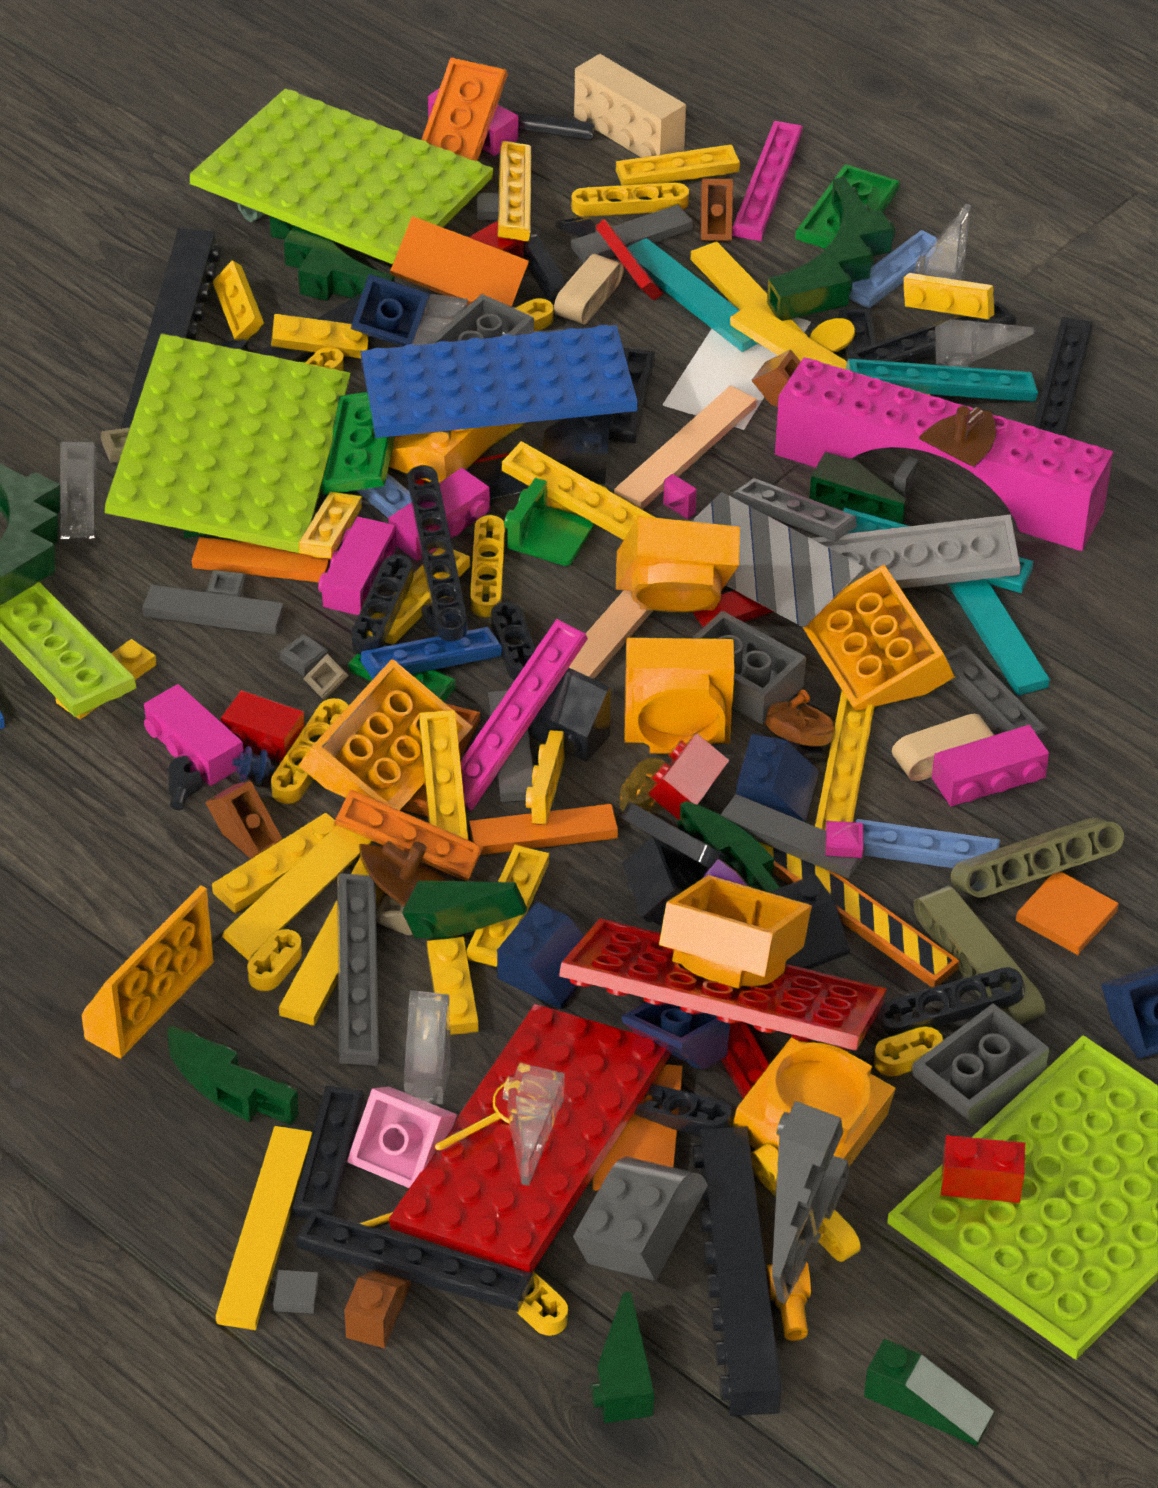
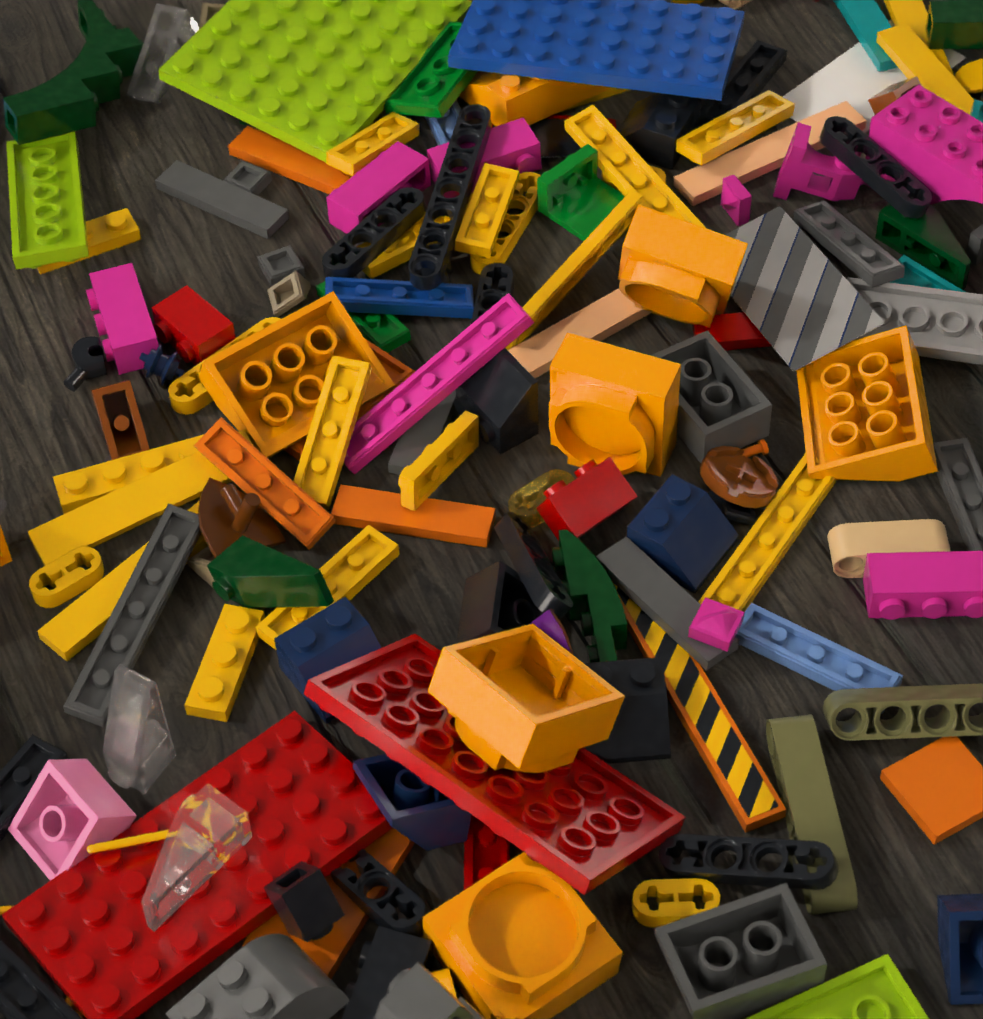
camera: 25 degrees right, 5 degrees up
(473, 557) = (486, 210): none -> yellow plate
(582, 566) = (579, 263): none -> yellow tile
(634, 1128) = (304, 902): none -> black brick
(647, 432) = (734, 127): none -> yellow plate
(724, 449) = (803, 160): none -> dark pink tile
(826, 454) = (904, 194): none -> black beam

